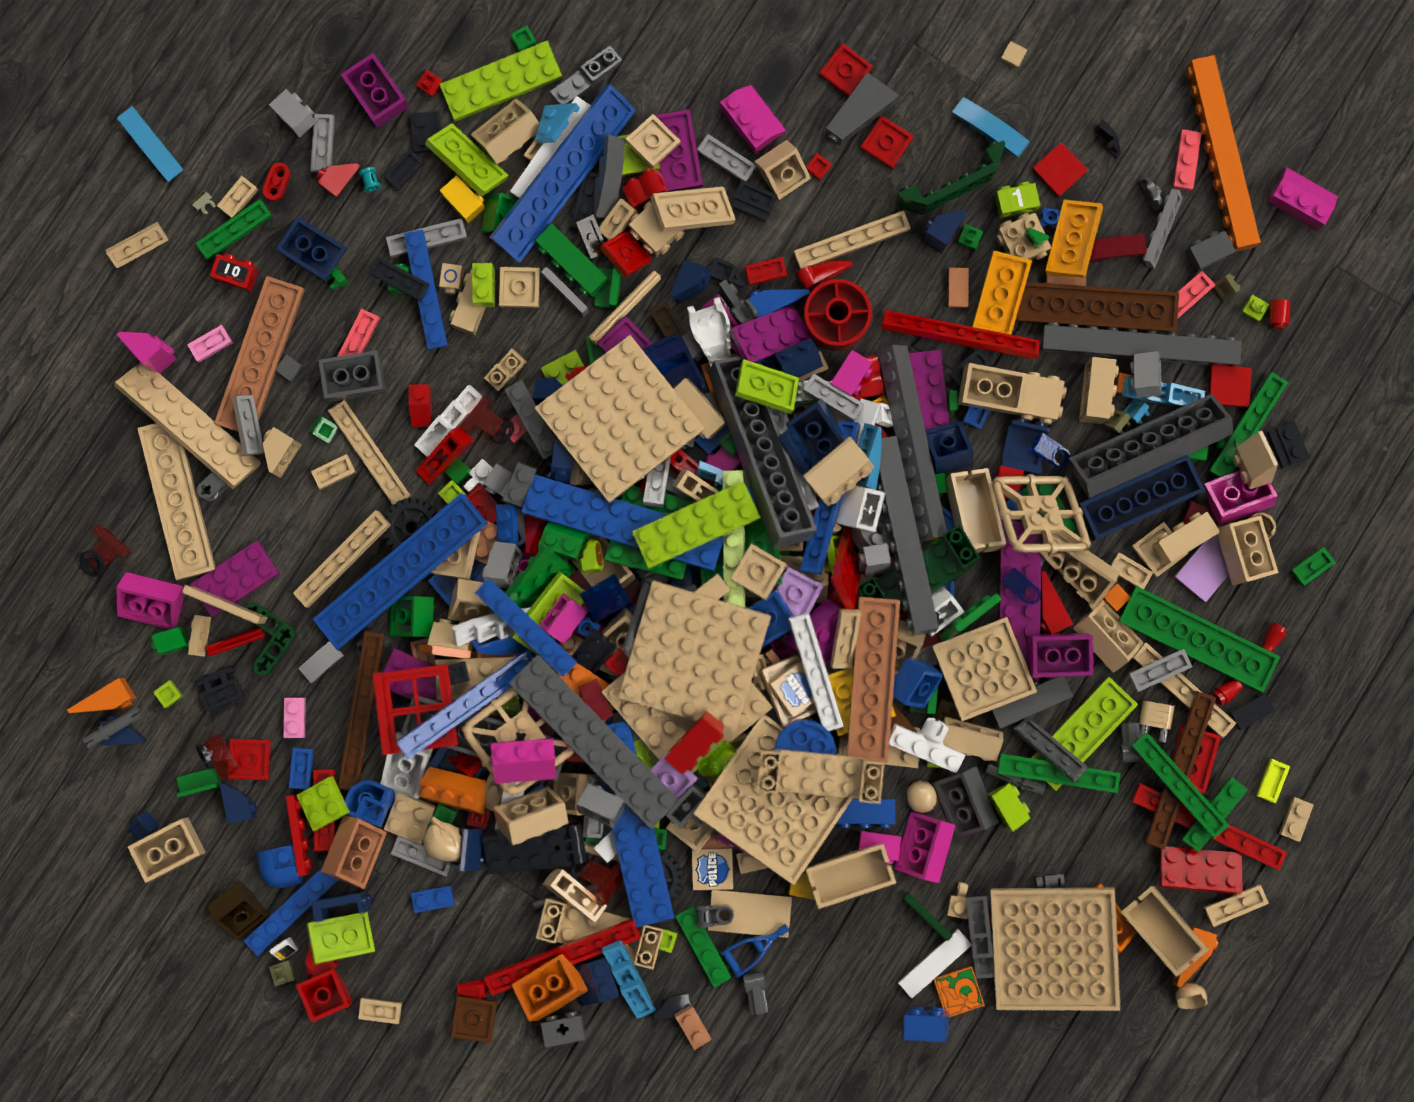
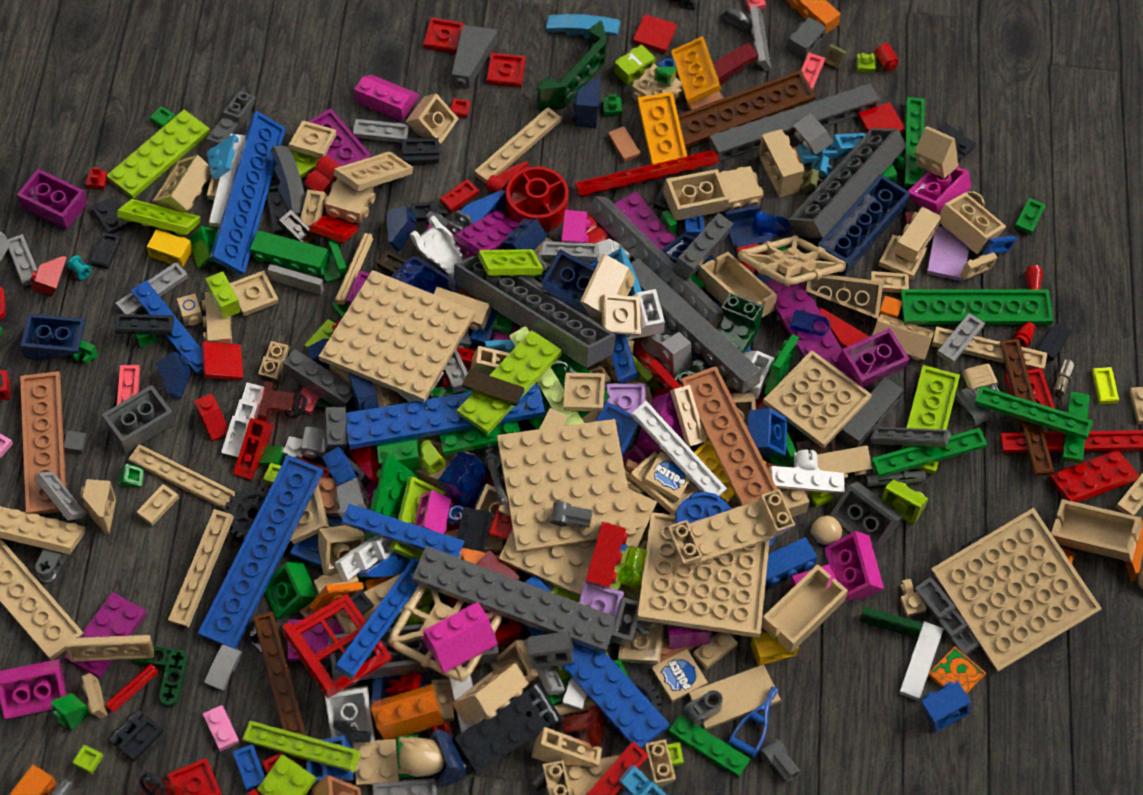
camera: 30 degrees left, 25 degrees down
(350, 776) = (302, 746): none -> lime tile
(398, 787) = (345, 728): none -> black slope
(406, 343) = (174, 373): none -> dark blue slope
(456, 349) = (222, 361): none -> red tile
(674, 528) = (493, 387): none -> dark brown tile
(675, 690) = (566, 514): none -> dark grey piece
(836, 505) = (621, 314): none -> tan tile
(962, 458) = (702, 246): none -> dark grey brick
(1232, 597) = (978, 266): none -> tan plate
(1237, 754) = (1063, 377): none -> dark tan axle
(1260, 586) = (999, 244): none -> blue tile

